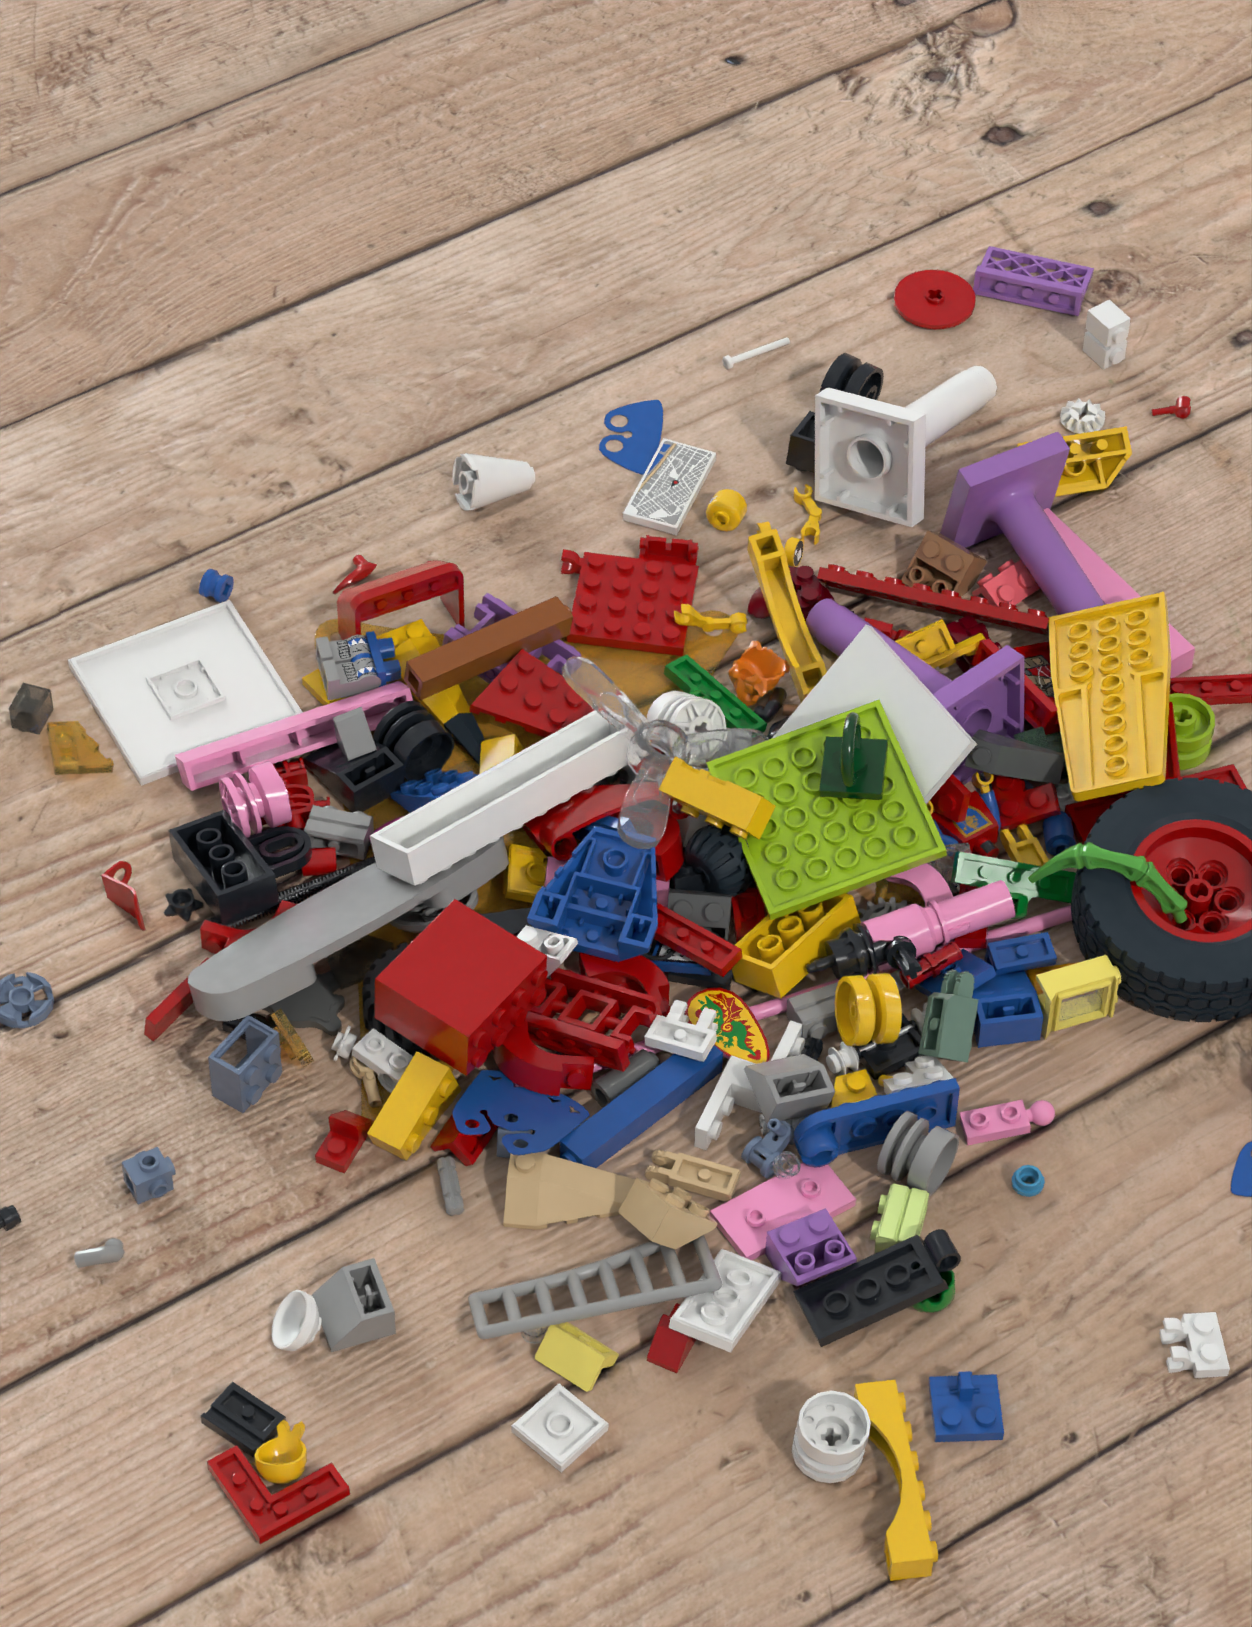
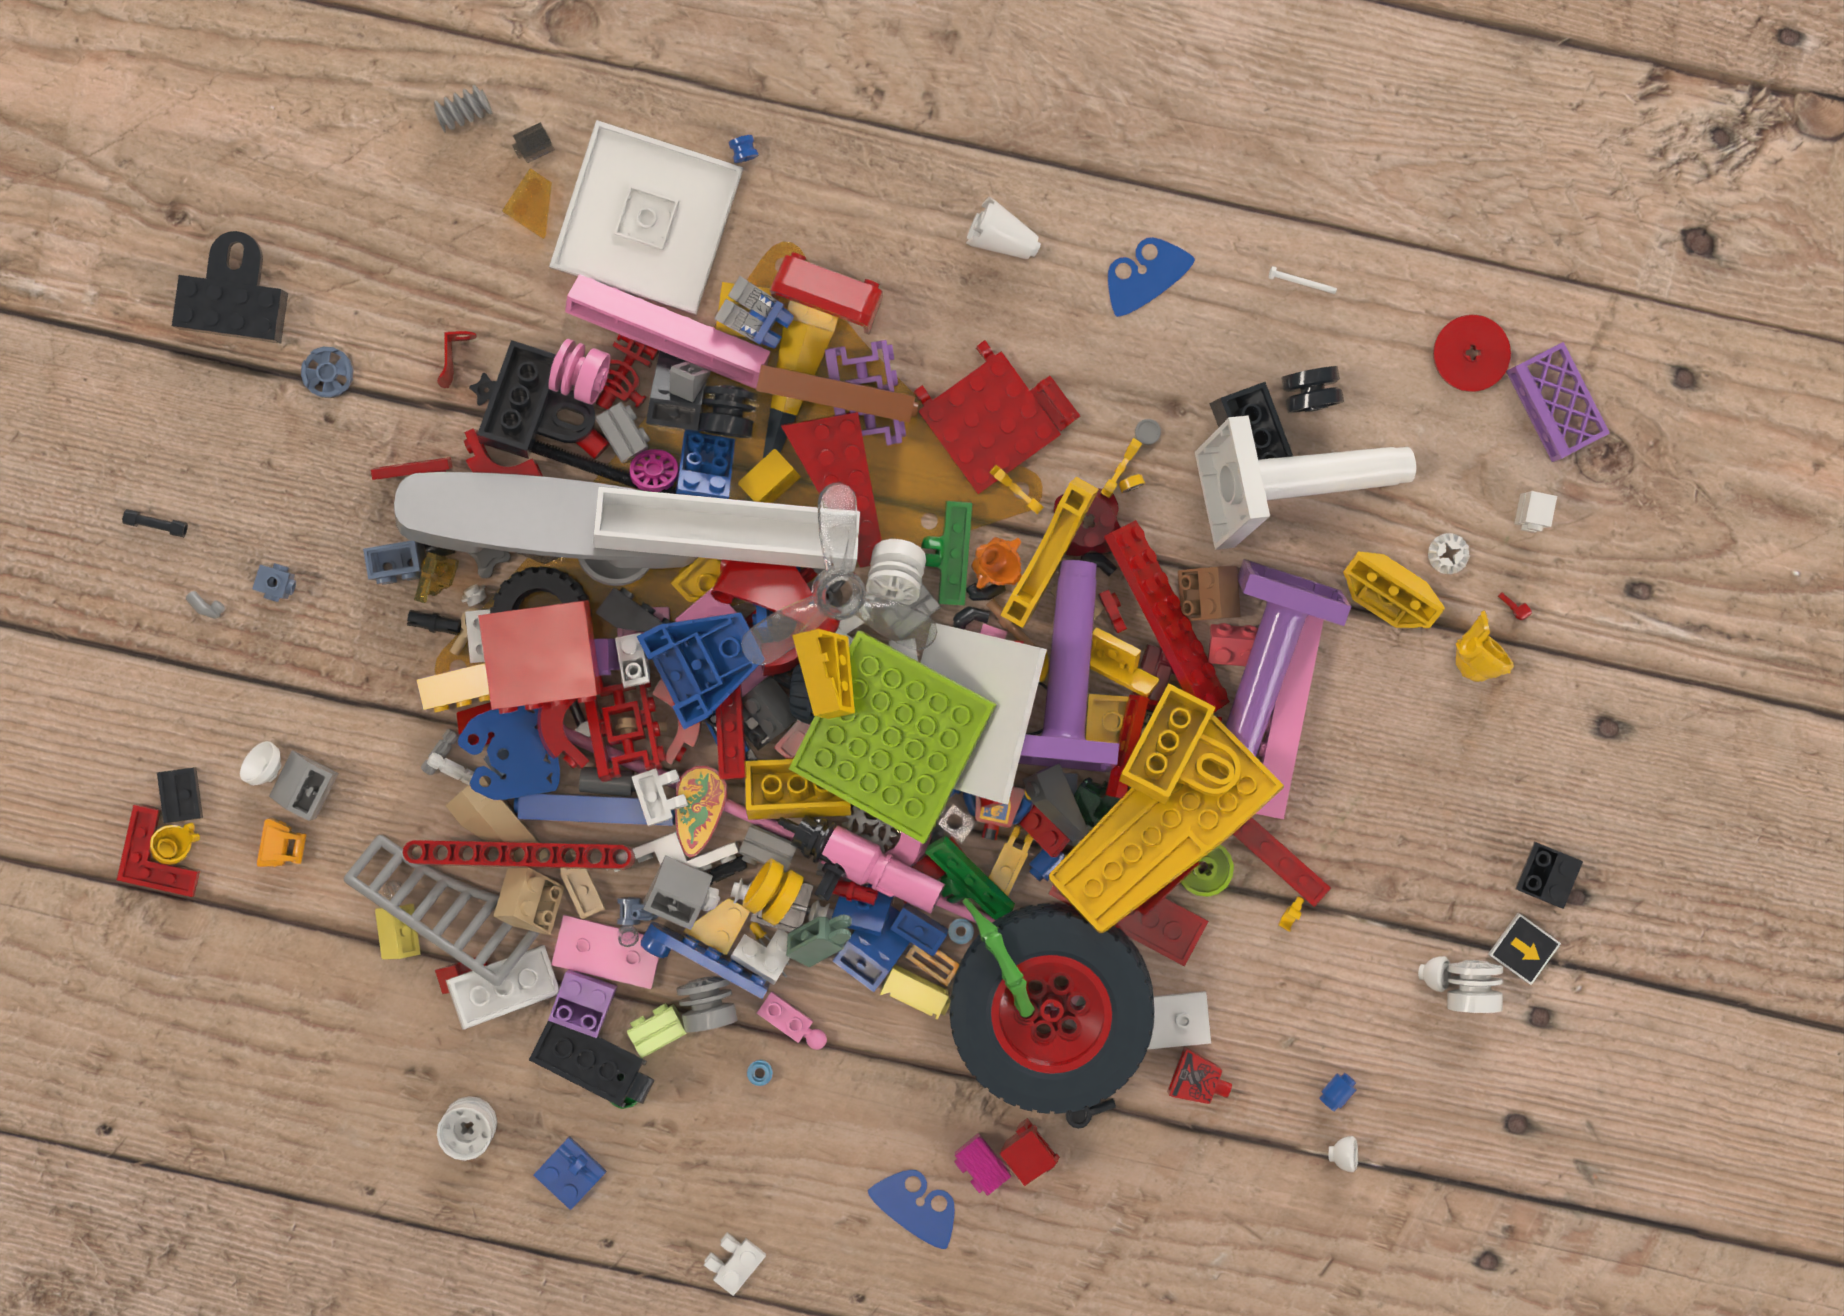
camera: 50 degrees right, 40 degrees up
(331, 1094) = (434, 622): none -> black pin
(343, 1141) = (413, 660): red slope -> none
(362, 570) = (845, 224): red bar -> none
(380, 1380) = (275, 844): none -> light orange piece
(476, 1182) = (450, 768): none -> white axle
(560, 1427) = (344, 966): white tile -> none
(610, 1183) = (507, 850): none -> red beam
(669, 486) = (1118, 345): tile -> none
(726, 510) = (1127, 406): yellow head -> none
(762, 515) = (1147, 431): none -> light grey piece
(815, 513) = (1184, 462): yellow piece -> none
(853, 764) = (927, 735): dark green tile -> none
(907, 1540) = (512, 1138): yellow arch -> none
(1057, 644) = (1176, 748): none -> yellow brick
(1059, 937) = (964, 938): none -> dark azure plate
(1188, 442) = (1480, 655): none -> yellow head

